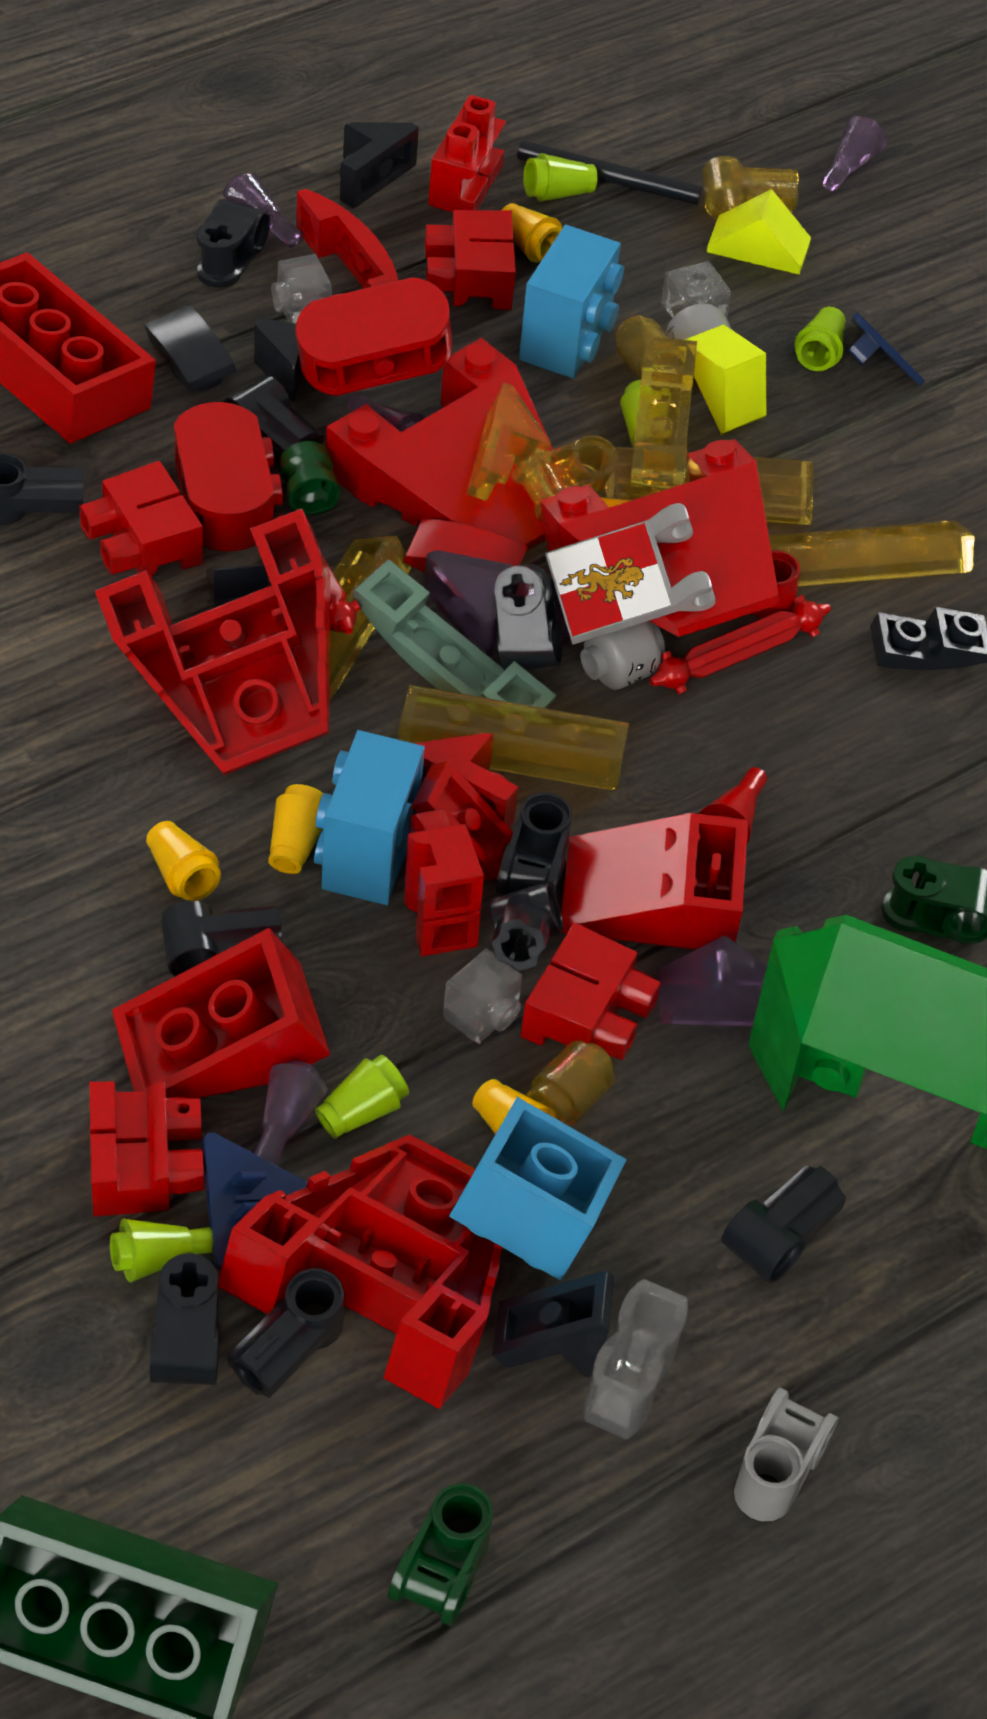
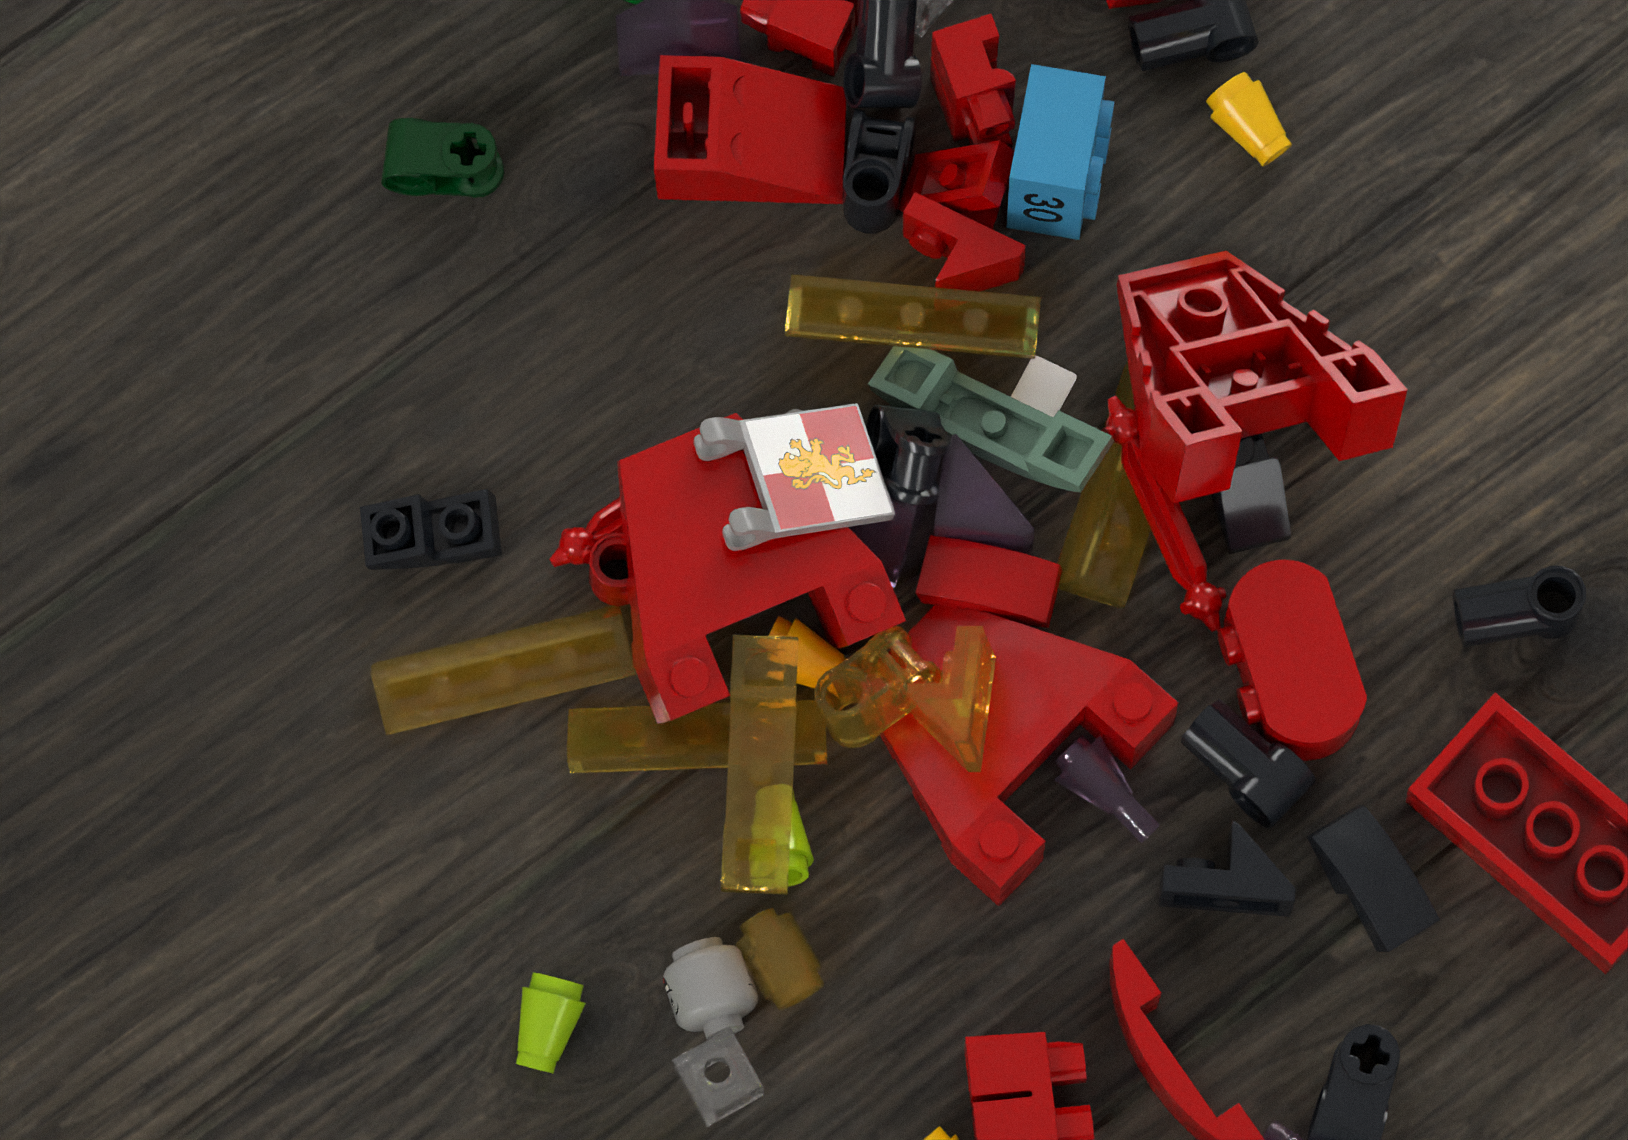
camera: 175 degrees left, 20 degrees up
(147, 520) = (1371, 571): red hips -> none
(294, 828) = (1134, 175): yellow cone -> none
(298, 284) = (1244, 999): clear plate -> none
(309, 478) = (1189, 669): dark green wheel -> none
(374, 336) = (1137, 835): red brick -> none
(393, 694) = (1044, 386): none -> white sticker
(570, 301) = (888, 987): dark azure brick -> none
(730, 377) = (683, 904): neon yellow slope -> none
(740, 800) = (666, 245): red cone -> none
(871, 341) = (476, 1012): dark blue piece -> none

